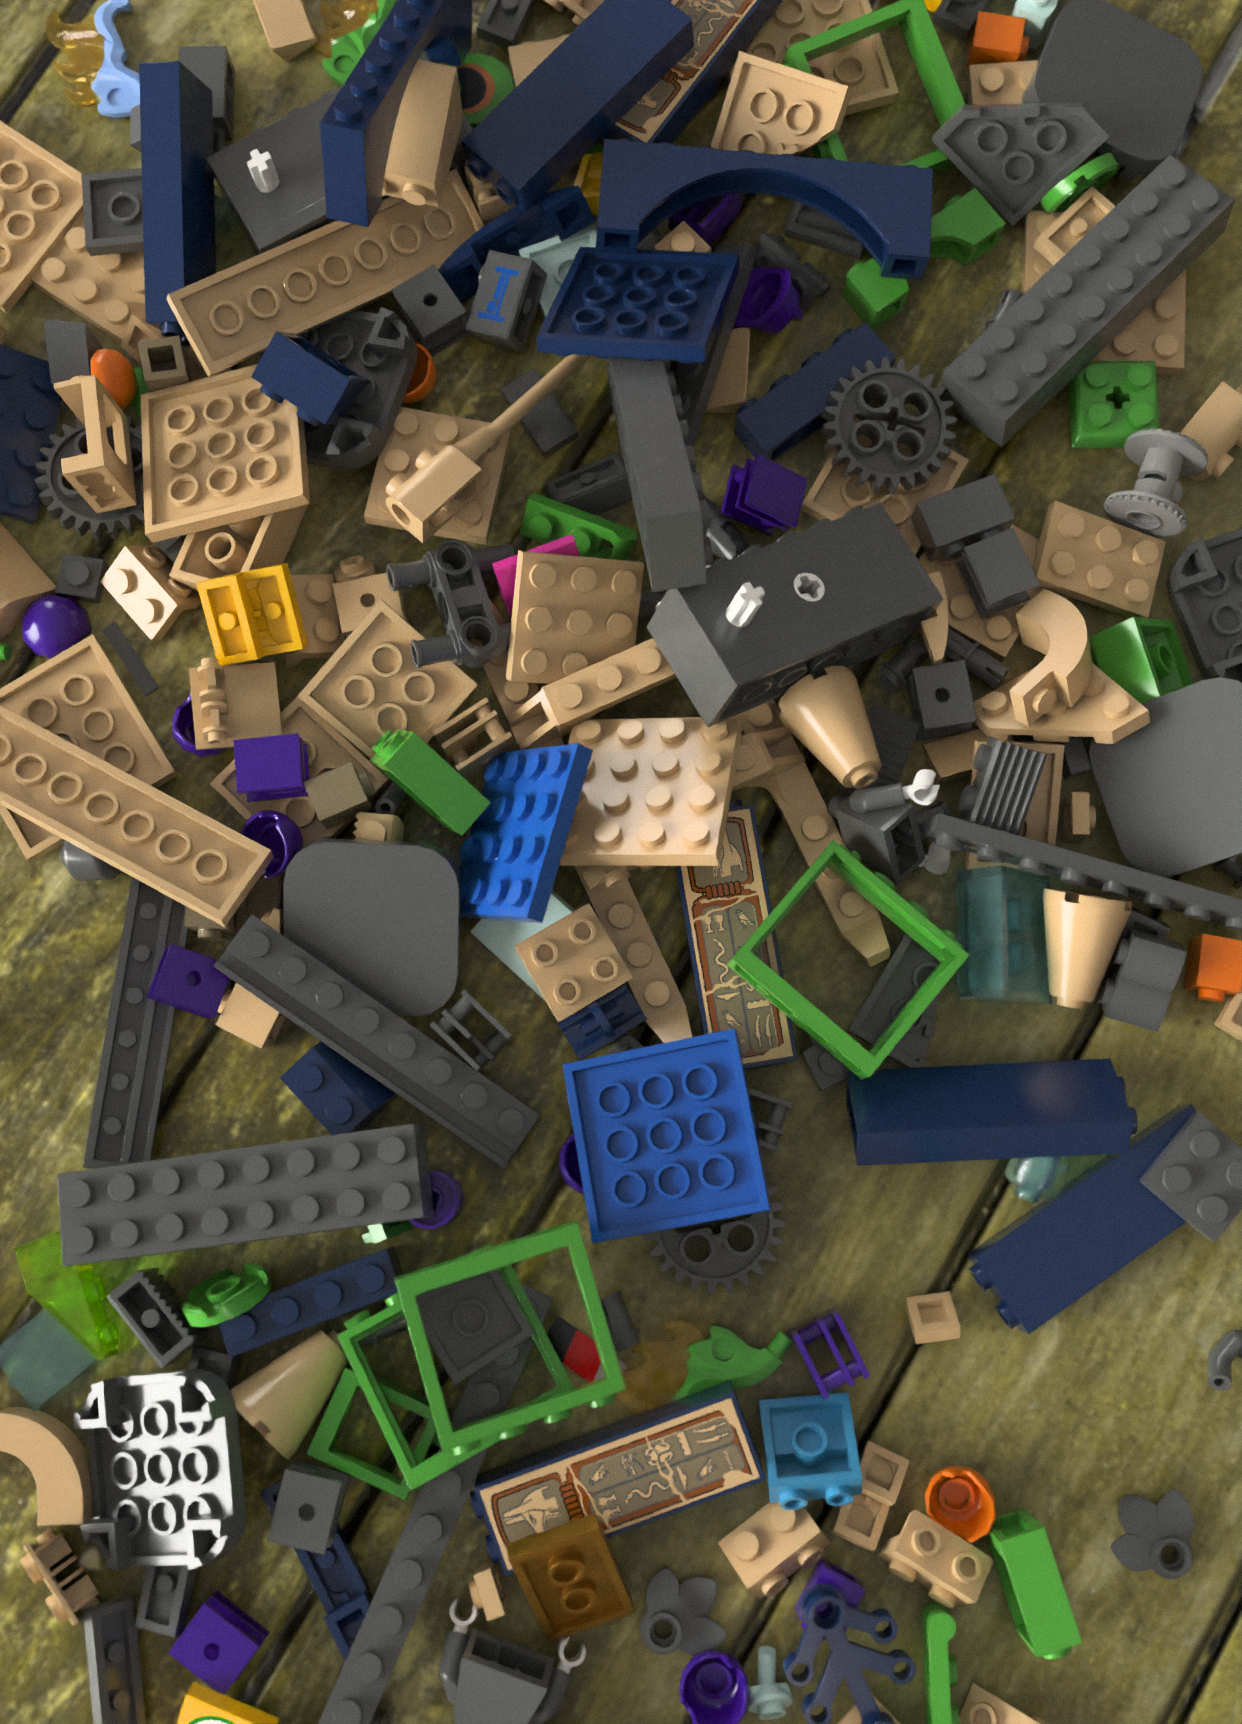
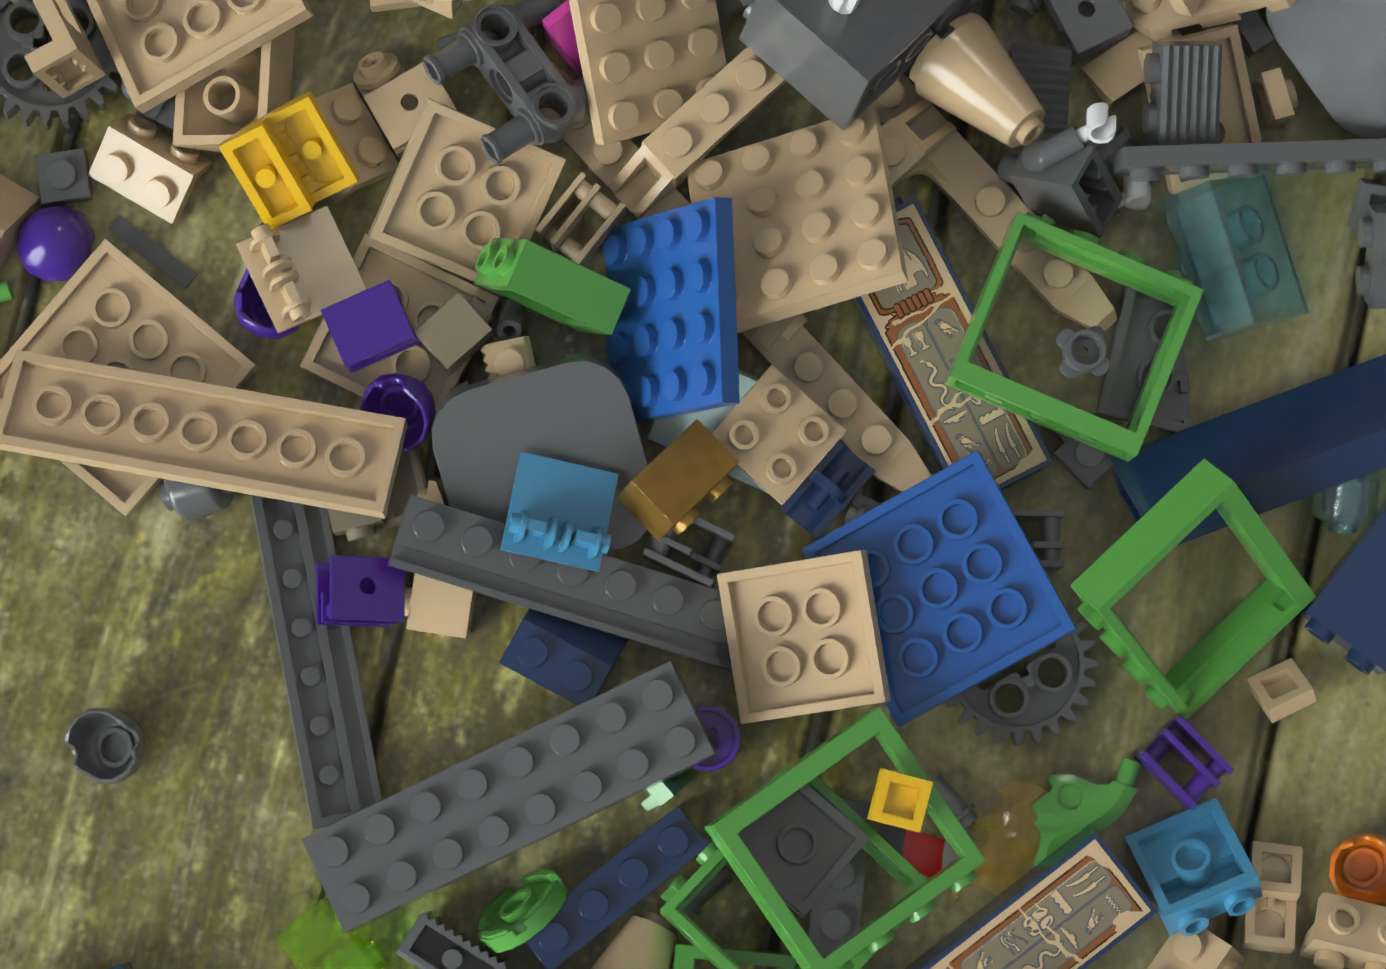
camera: 20 degrees left, 5 degrees up
(369, 968) = (560, 512): none -> dark azure hinge
(477, 973) = (677, 480): none -> pearl gold brick
(538, 1140) = (803, 637): none -> tan plate
(566, 1312) = (900, 800): none -> yellow plate
(862, 968) = (1093, 341): none -> dark grey plate
(907, 1258) = (1236, 636): none -> bright green window
(1080, 942) = (1319, 235): tan cone -> none

